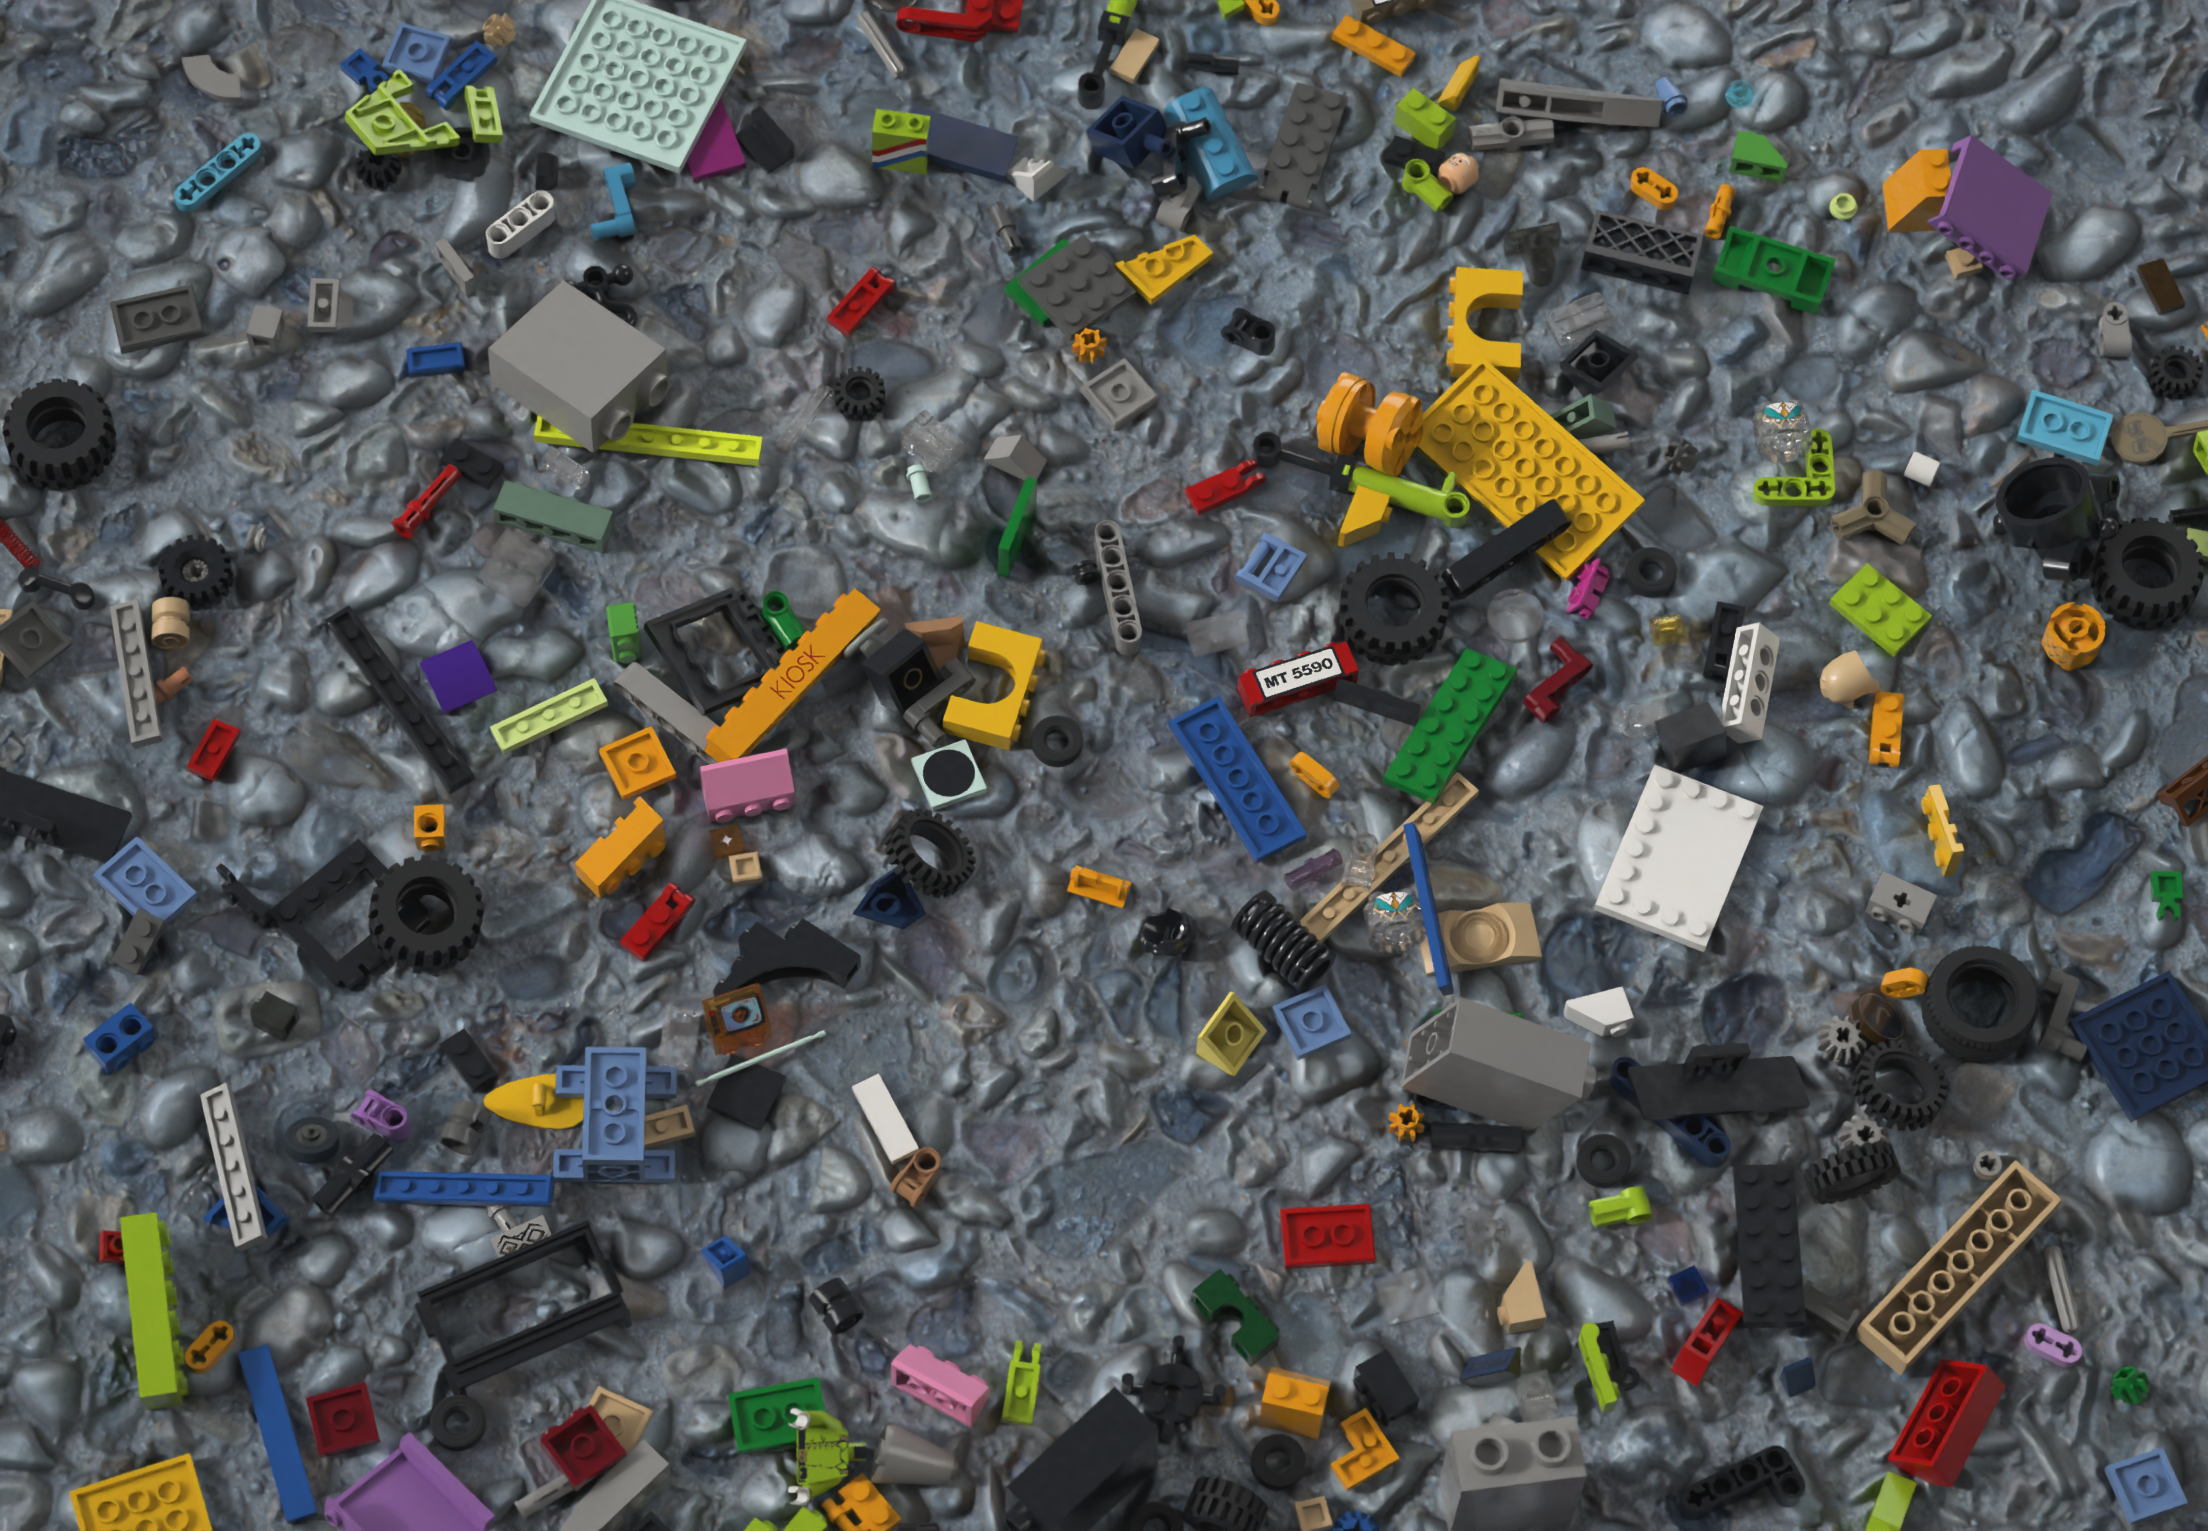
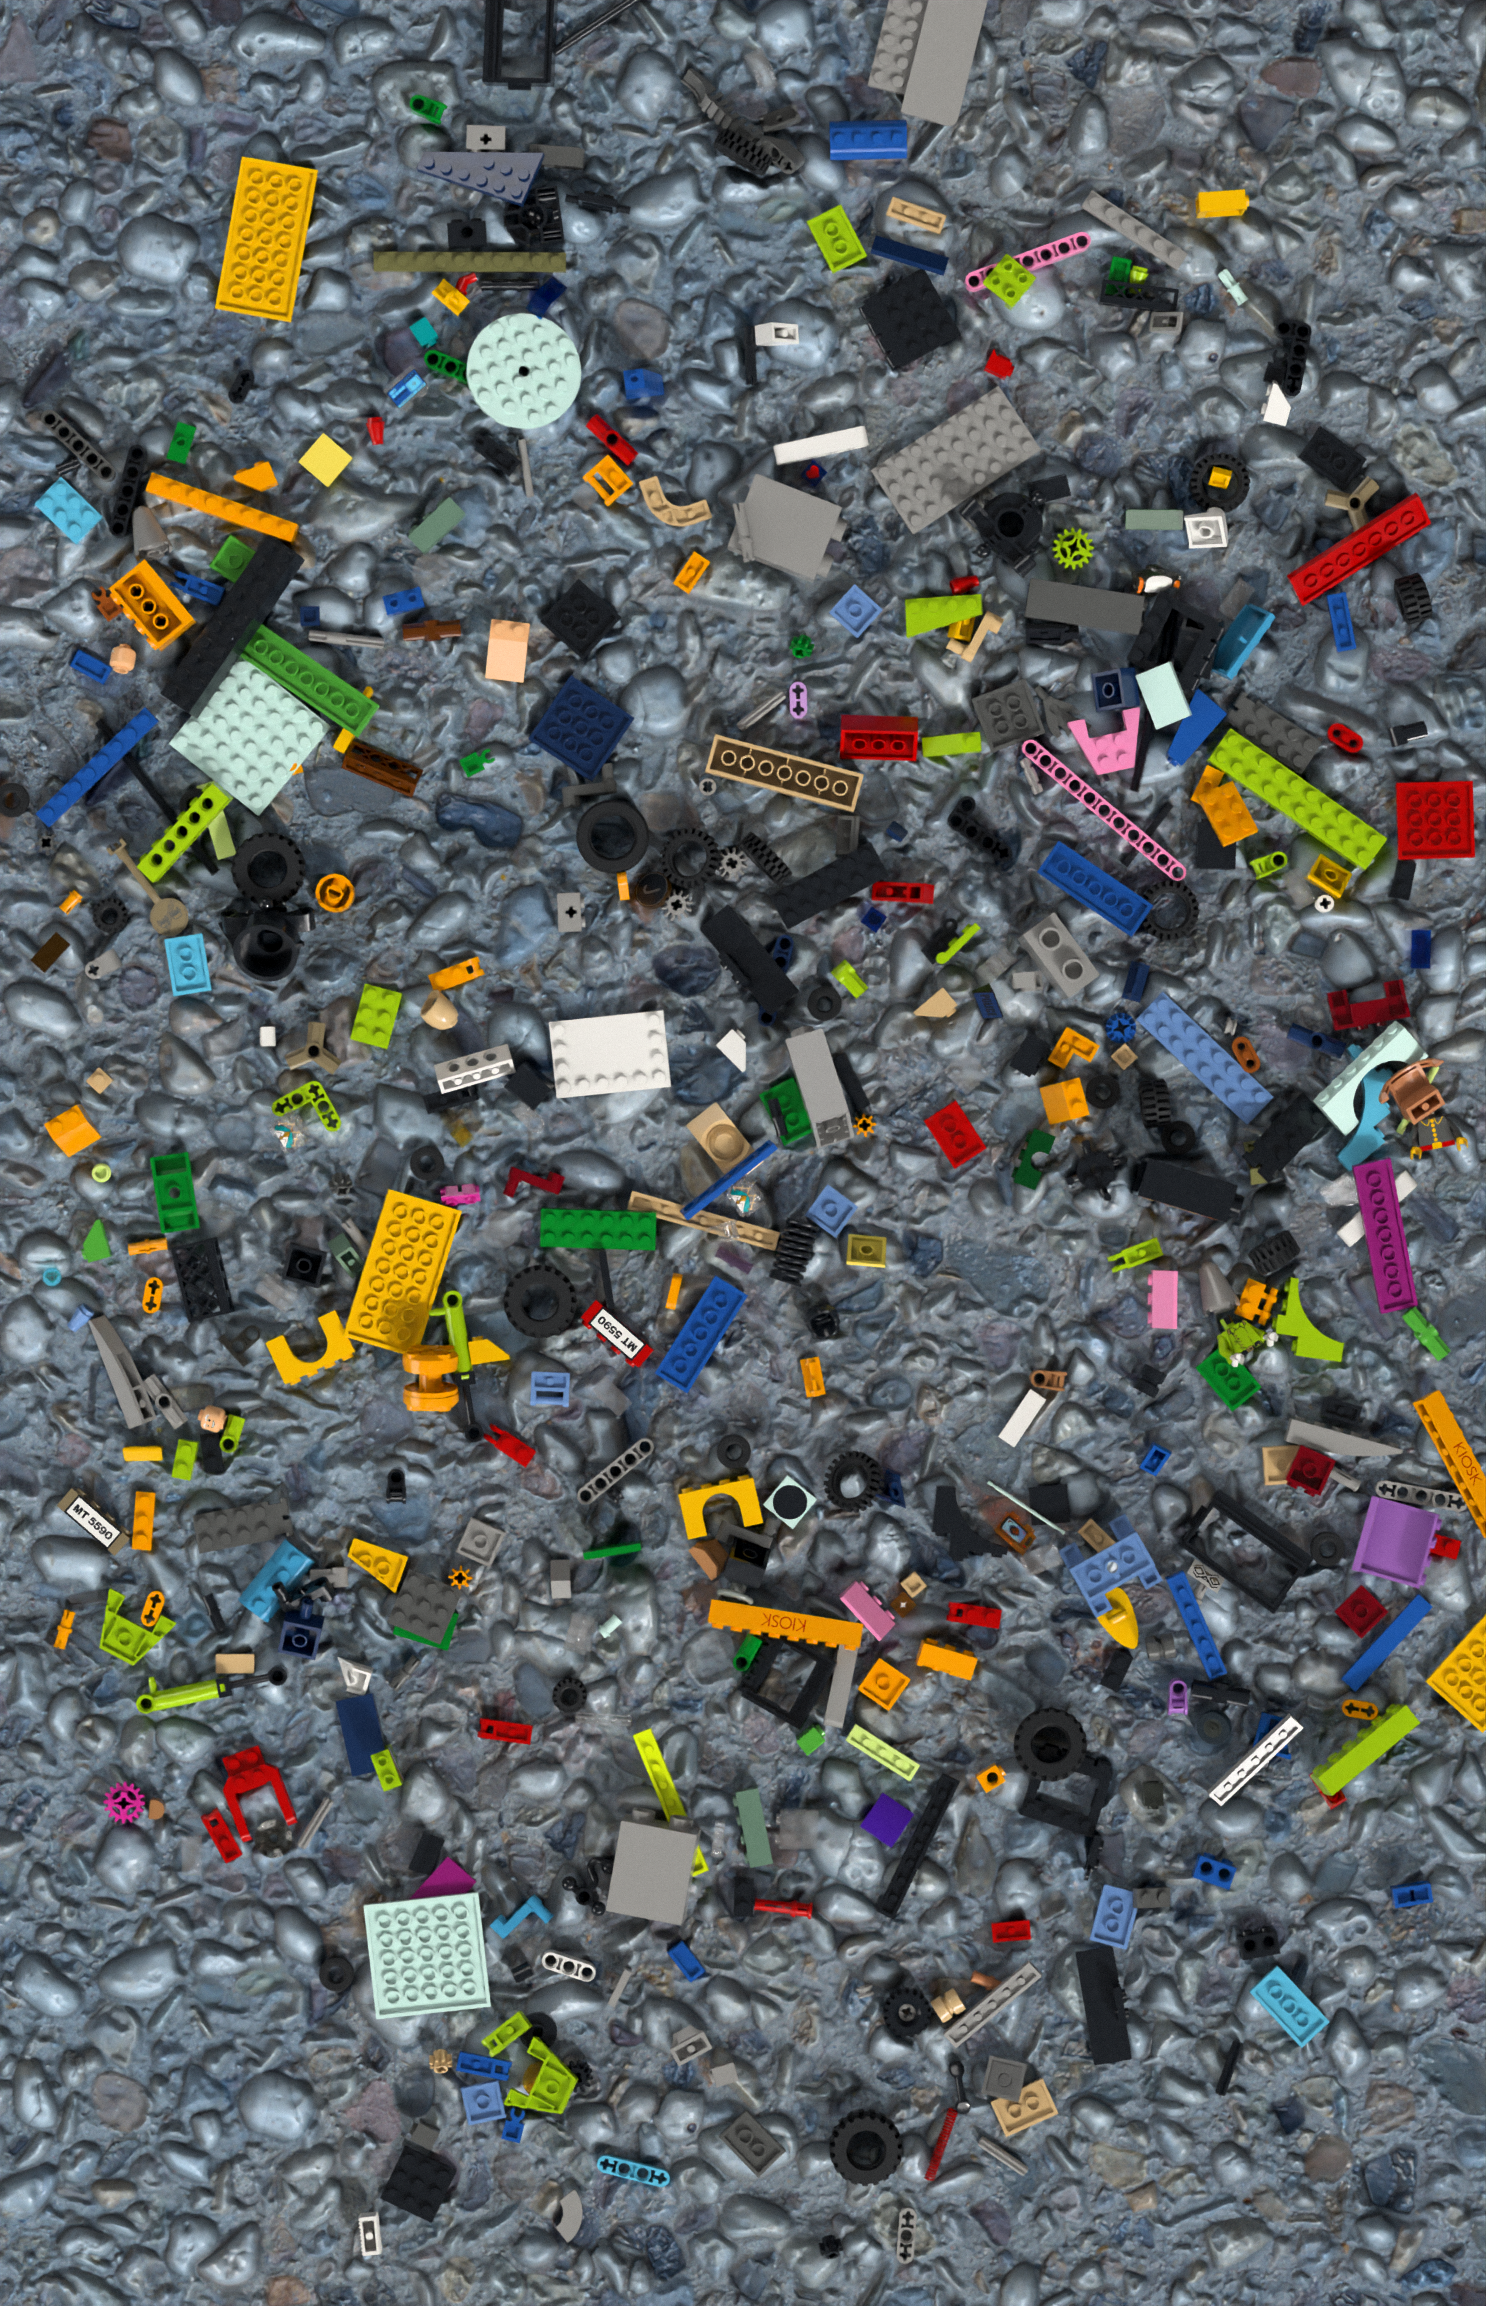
camera: 115 degrees left, 25 degrees up
(1506, 549) = (464, 1255): black beam -> none
(1947, 852) = (510, 912): yellow wing -> none
(1992, 209) = (63, 1077): medium lavender panel -> none

